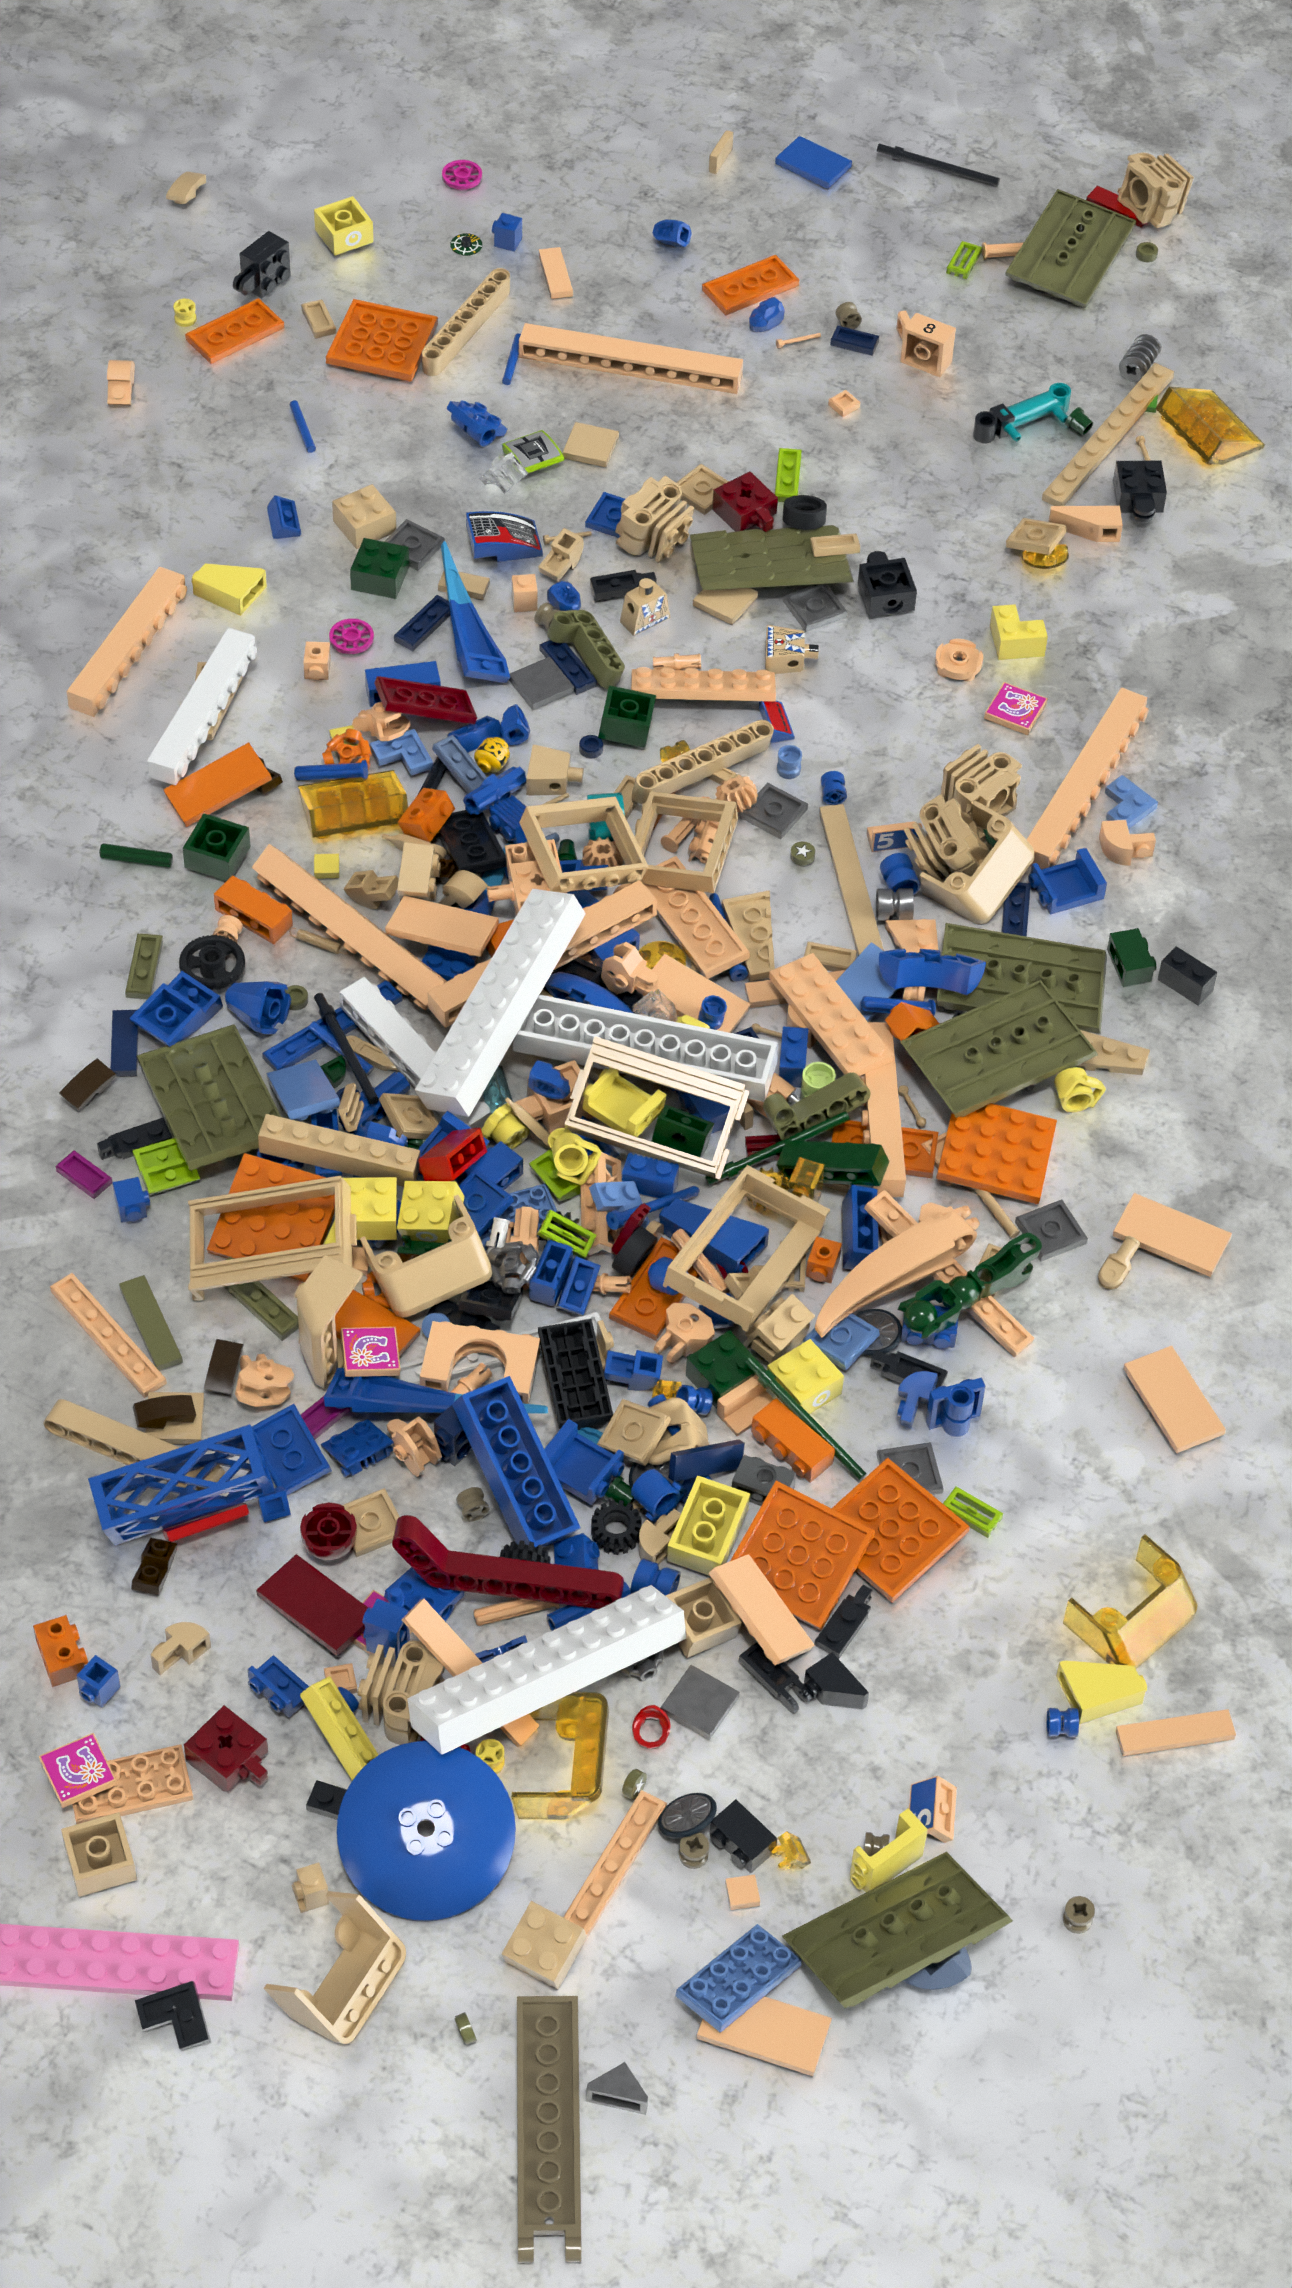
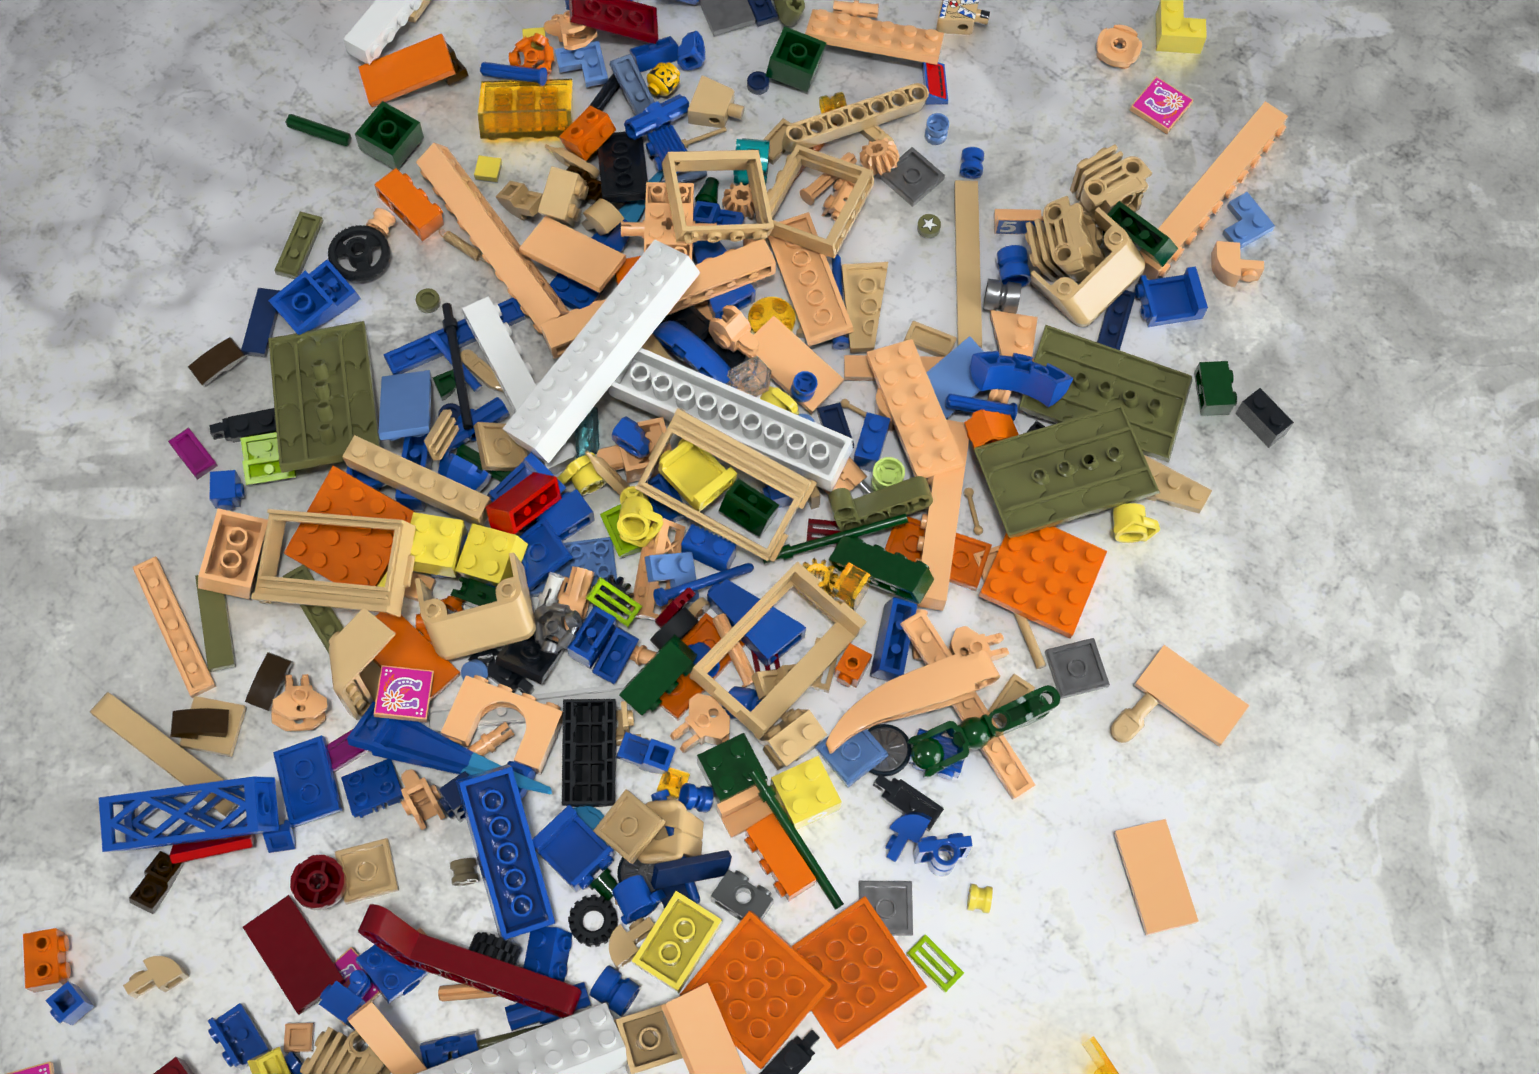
camera: 10 degrees right, 15 degrees up
(158, 1252) = (232, 554): none -> light nougat brick
(259, 1004) = (390, 306): blue cone -> none
(631, 1291) = (659, 675): none -> dark green brick
(1002, 1445) = (979, 898): none -> light yellow wheel
(1031, 823) = (1143, 234): none -> dark green brick

